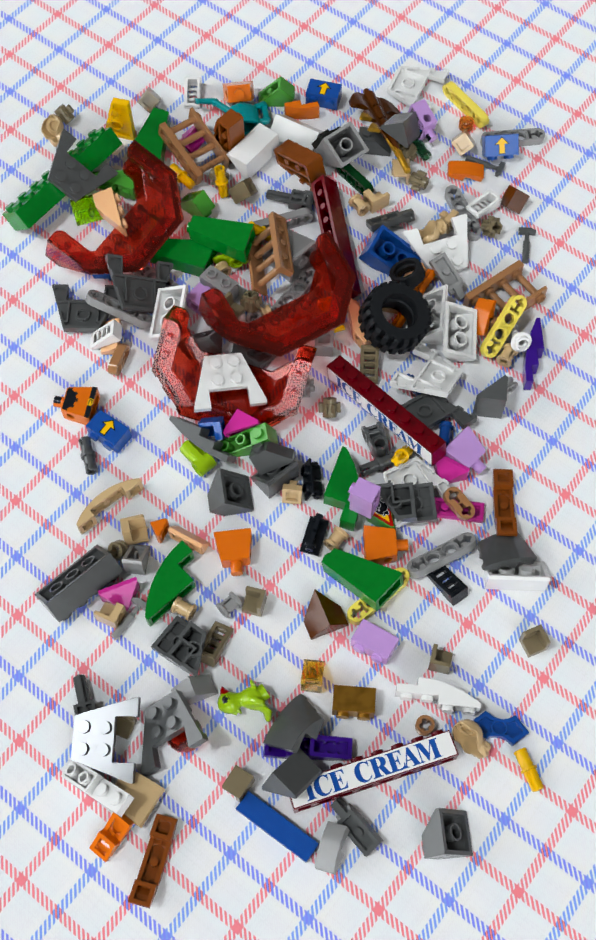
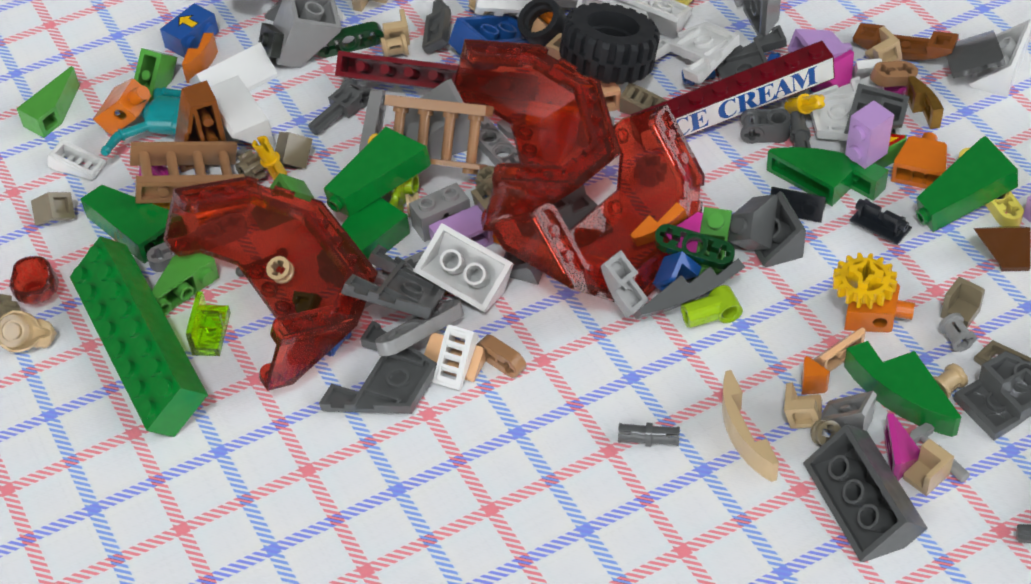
camera: 65 degrees left, 15 degrees down
(72, 176) = (151, 305): dark grey wing -> none
(78, 404) = (558, 421): orange torso -> none
(89, 116) = (33, 280): none -> clear red hair
(108, 206) = (239, 289): light nougat slope -> none
(108, 431) = (622, 396): blue brick -> none
(118, 248) = (305, 301): none -> dark brown tile
(121, 119) = (78, 232): yellow wing -> none
(136, 224) = (280, 261): none -> tan bush
(178, 398) = (619, 279): none -> light grey slope
(223, 374) = (606, 228): white wing -> none
(229, 58) = (50, 105): none -> bright green slope
(230, 494) = (789, 289): dark grey slope -> none
(230, 524) = (878, 284): none -> yellow gear
(235, 434) = (699, 257): none -> dark green beam
(242, 402) = (646, 230): none -> orange slope
(292, 493) = (813, 223): tan tile -> none
(300, 161) = (291, 77): dark orange wedge -> none
(329, 407) = (701, 151): dark tan gear -> none
(336, 538) = (896, 200): tan bush -> none
(446, 529) = (924, 100): none -> pearl gold slope
(455, 593) = (1007, 119): black slope -> none
(458, 543) = (955, 113): light grey beam -> none
(462, 486) = (864, 67): none -> white tile
(484, 492) = (888, 49): none -> tan panel

